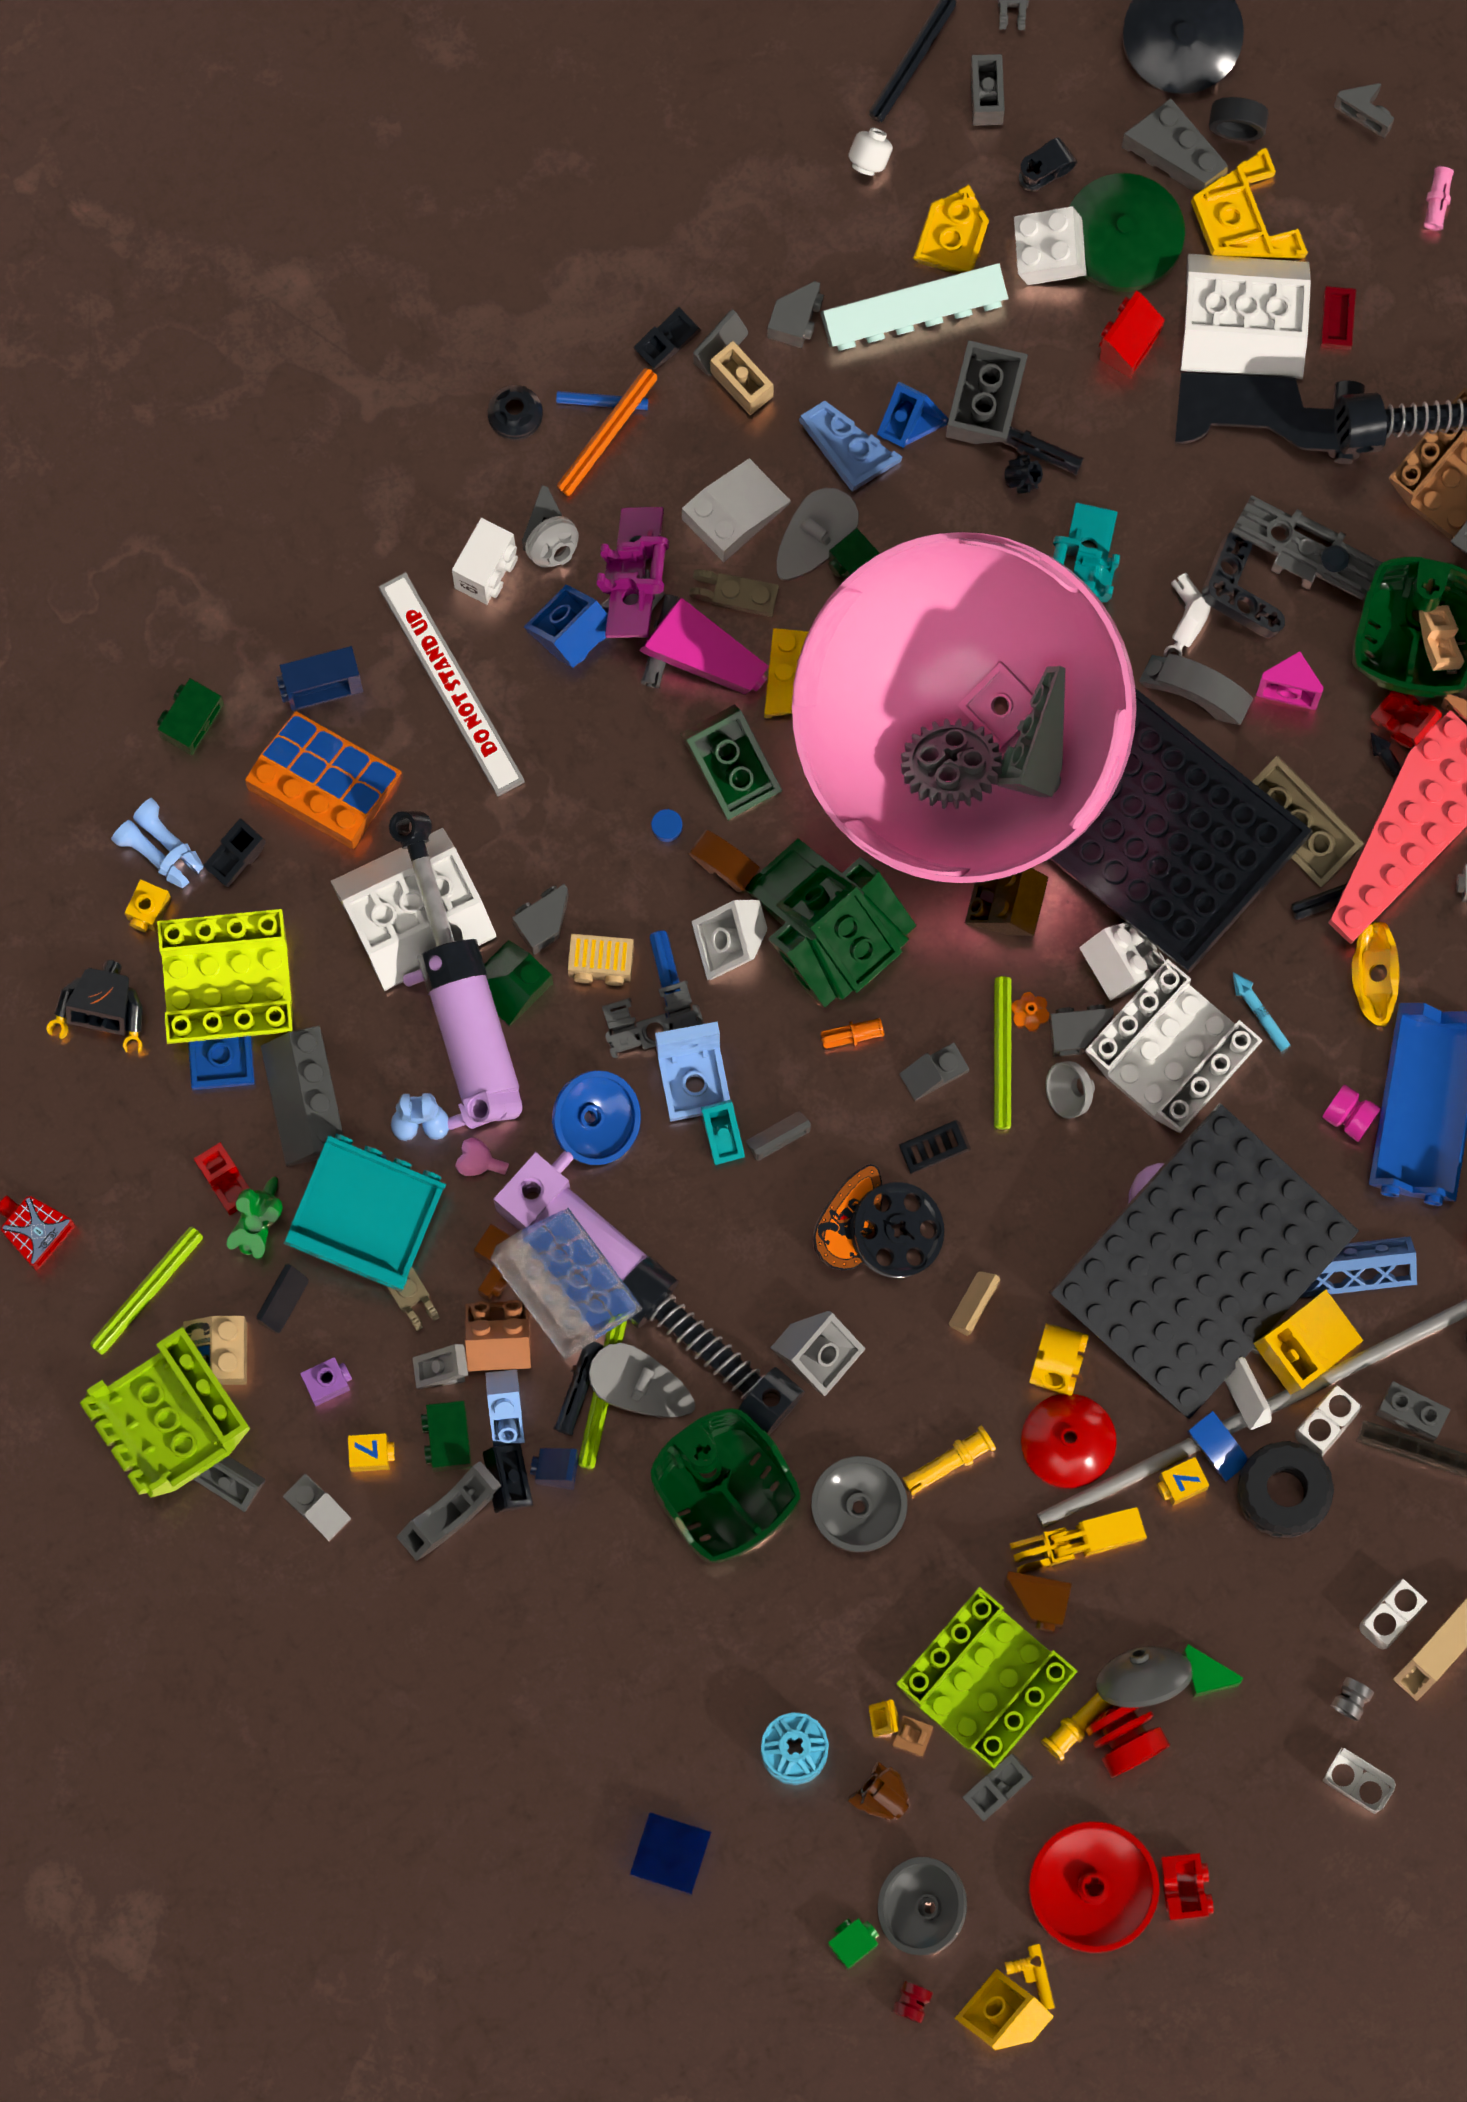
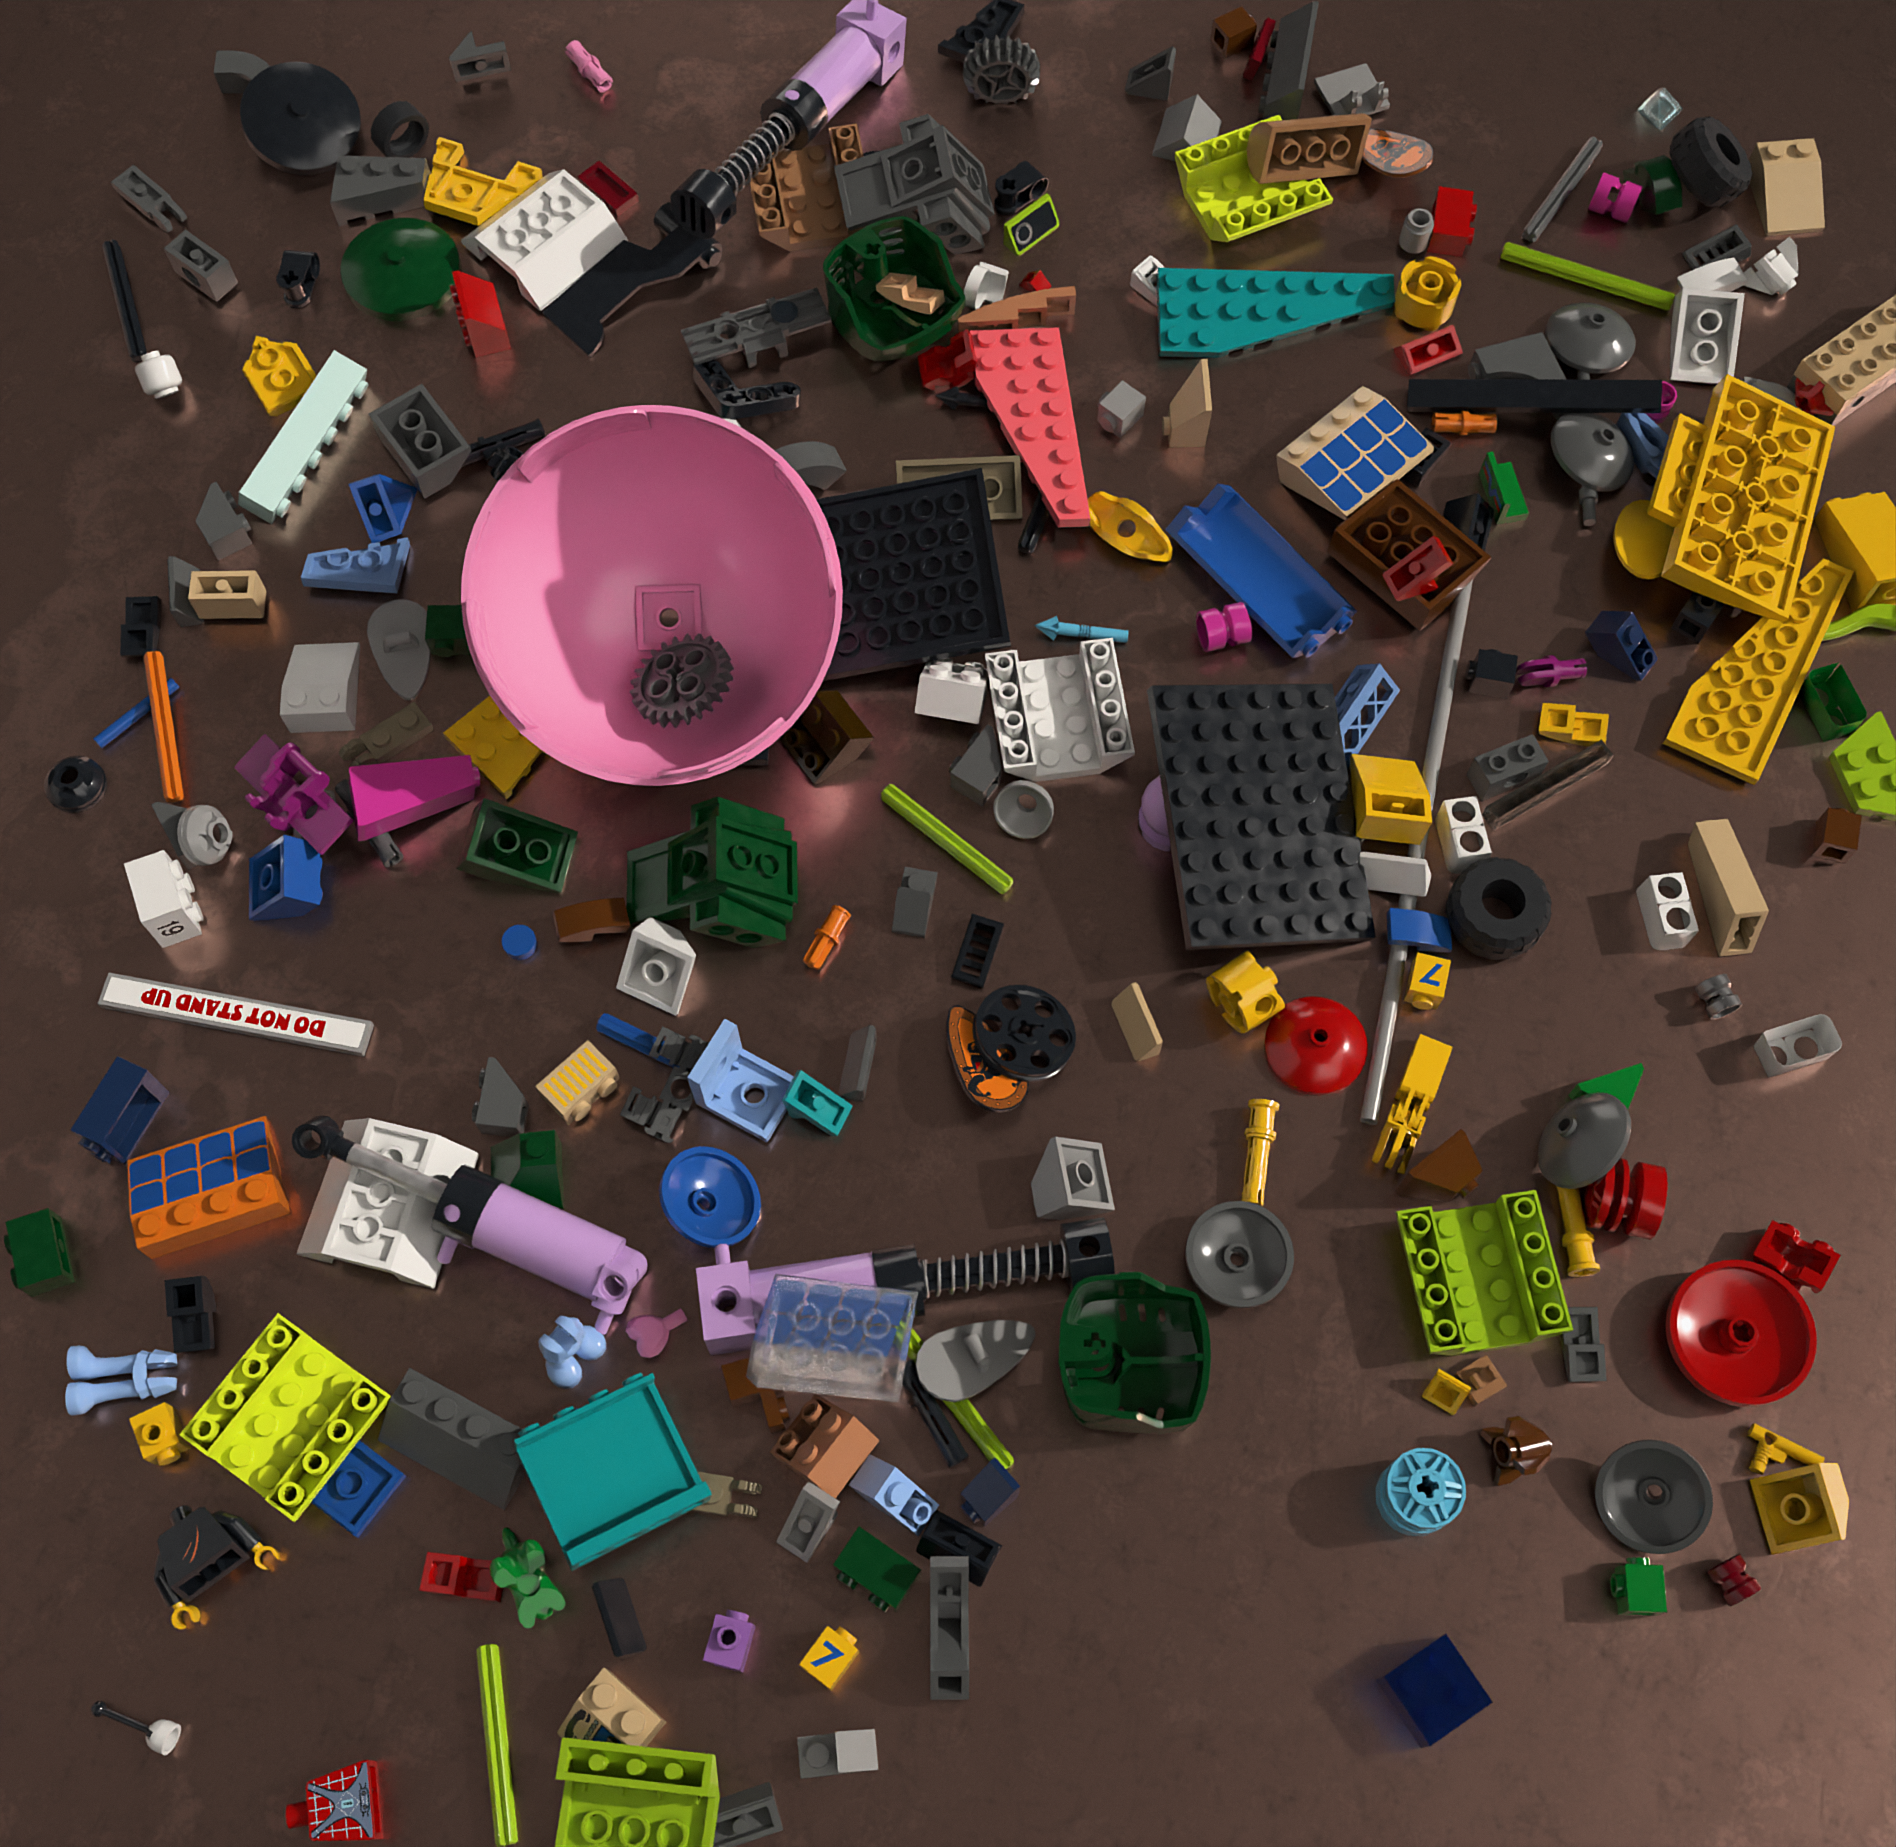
camera: 50 degrees left, 10 degrees down
(1028, 1018) = (931, 793): orange plant -> none
(1038, 753) = (735, 605): sand green wedge -> none
(1050, 245) = (358, 313): white brick -> none
(1291, 683) = (852, 408): dark pink slope -> none

